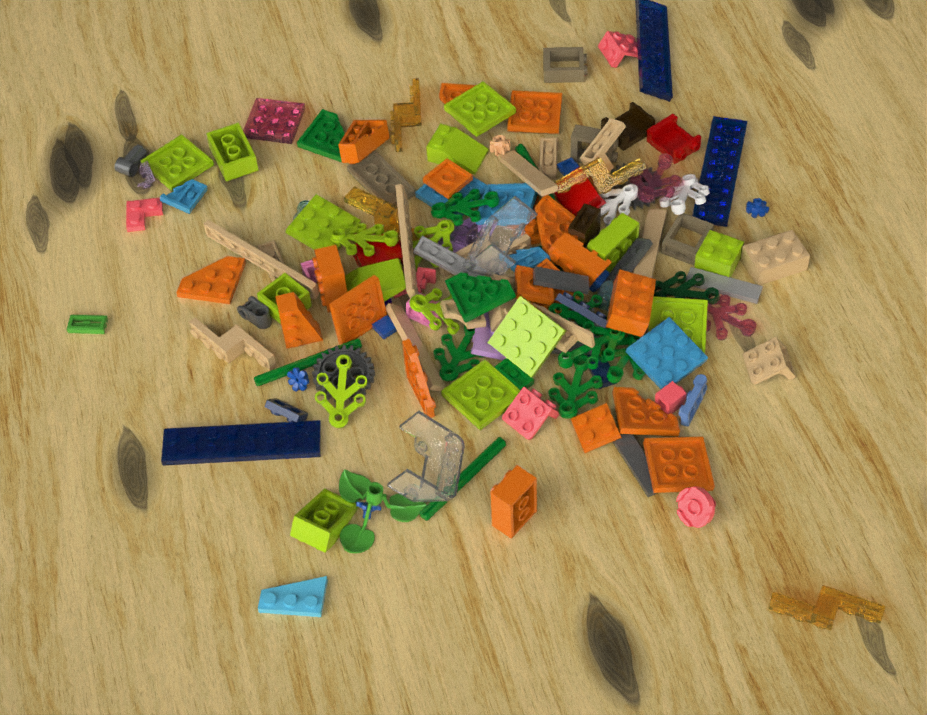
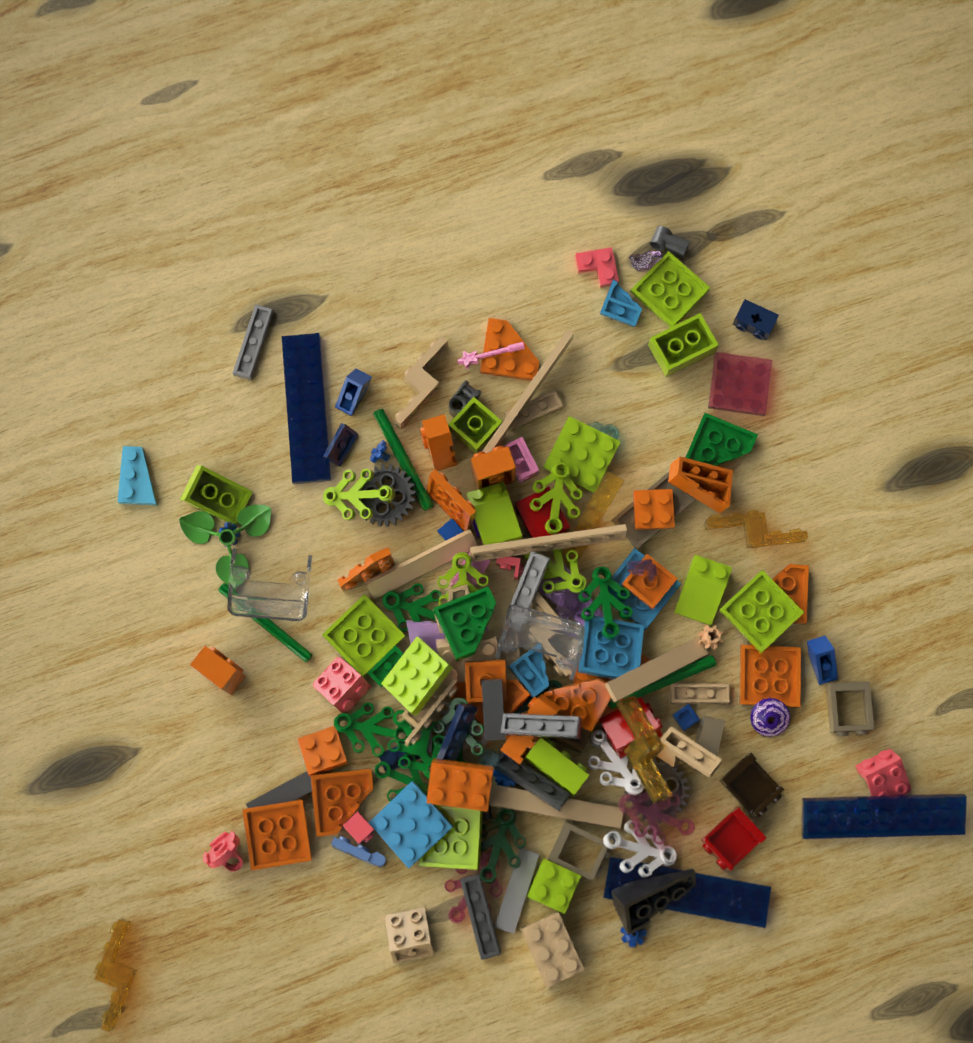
camera: 85 degrees right, 25 degrees up
(83, 325) = (448, 253): bright green tile -> none
(162, 489) = (253, 342): none -> light grey tile
(215, 306) = (472, 358): none -> bright pink piece
(217, 107) = (765, 320): none -> dark blue brick
(232, 398) = (353, 391): none -> blue slope
(381, 176) = (653, 509): none -> orange plate
(438, 171) = (639, 567): none -> bracket
(522, 78) = (822, 659): none -> blue slope
(570, 112) = (770, 708): none -> dish
(578, 236) = (541, 725): none -> tile
(727, 189) = (642, 899): none -> black wedge
(748, 308) = (480, 916): none -> dark grey tile

